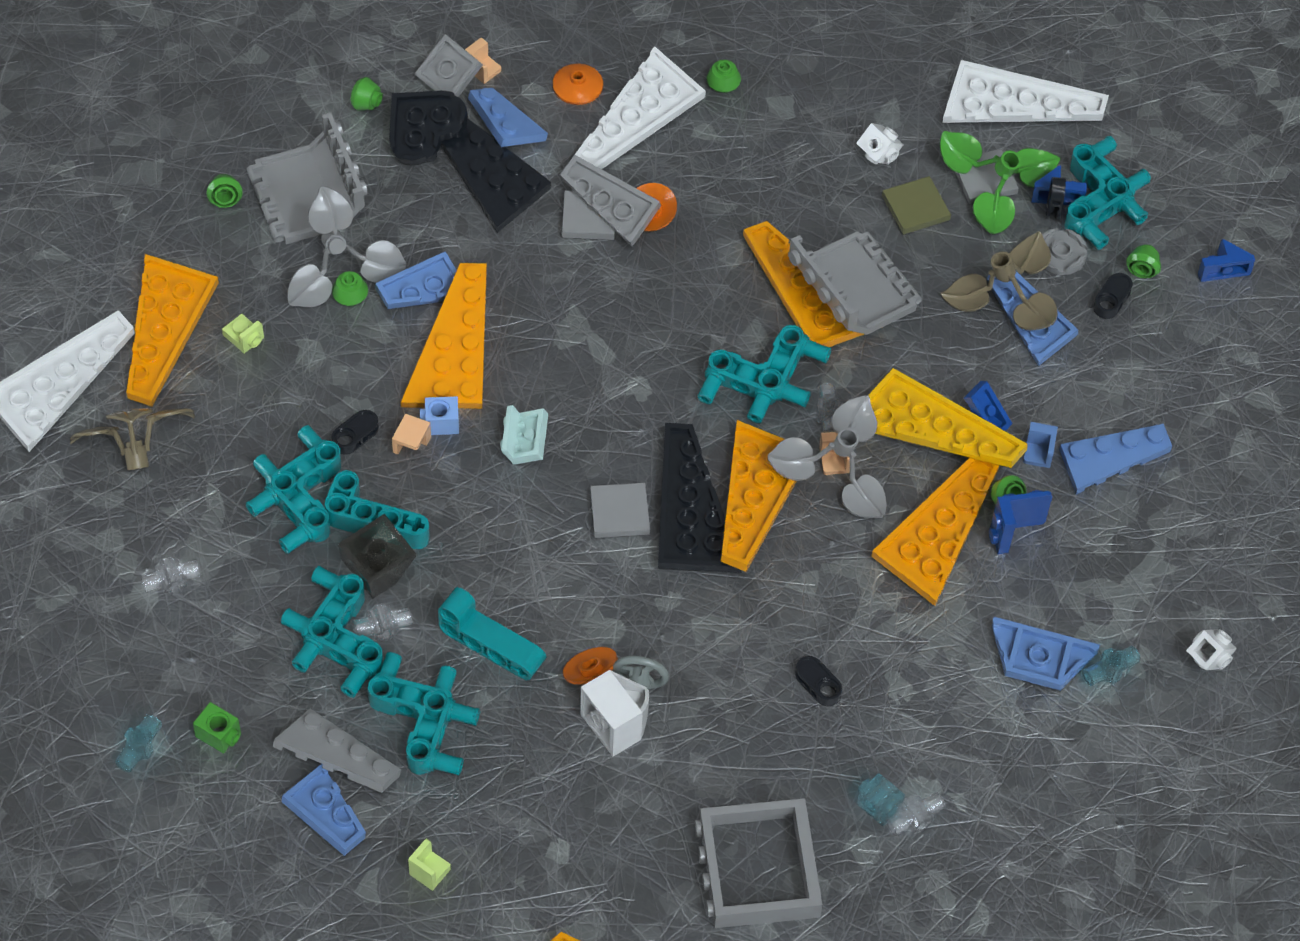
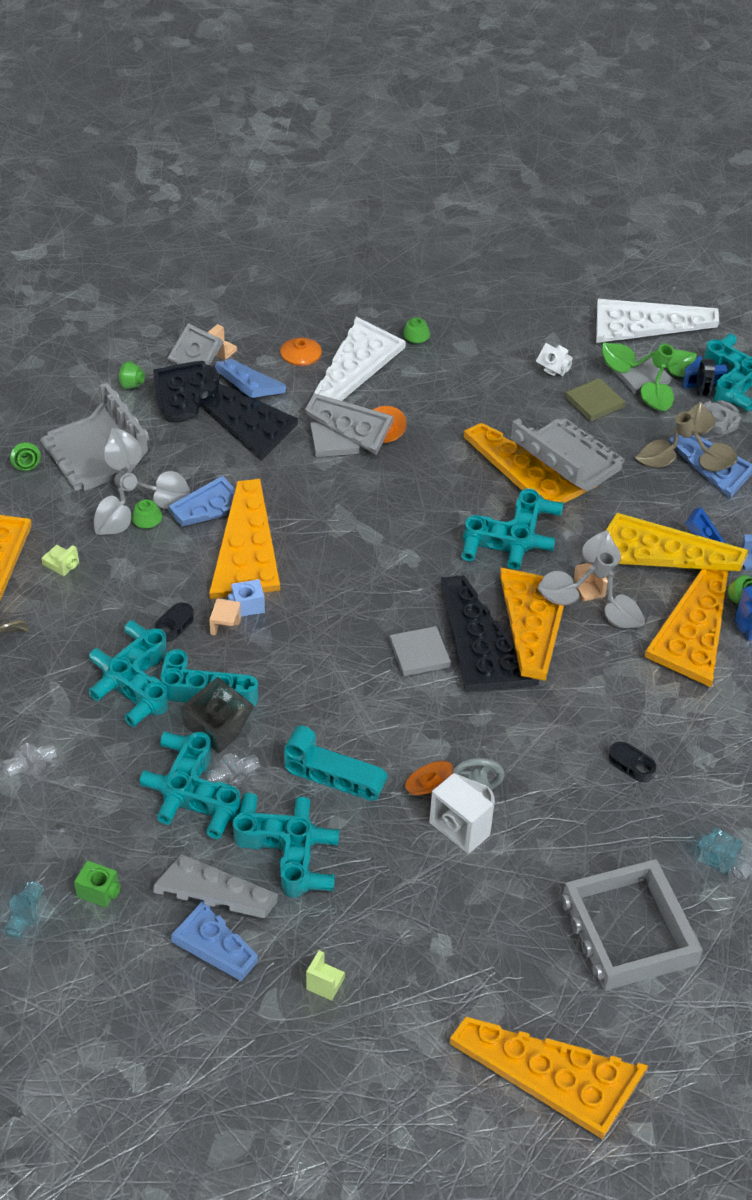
camera: 10 degrees left, 10 degrees down
(524, 435) = (323, 603): light aqua bracket -> none

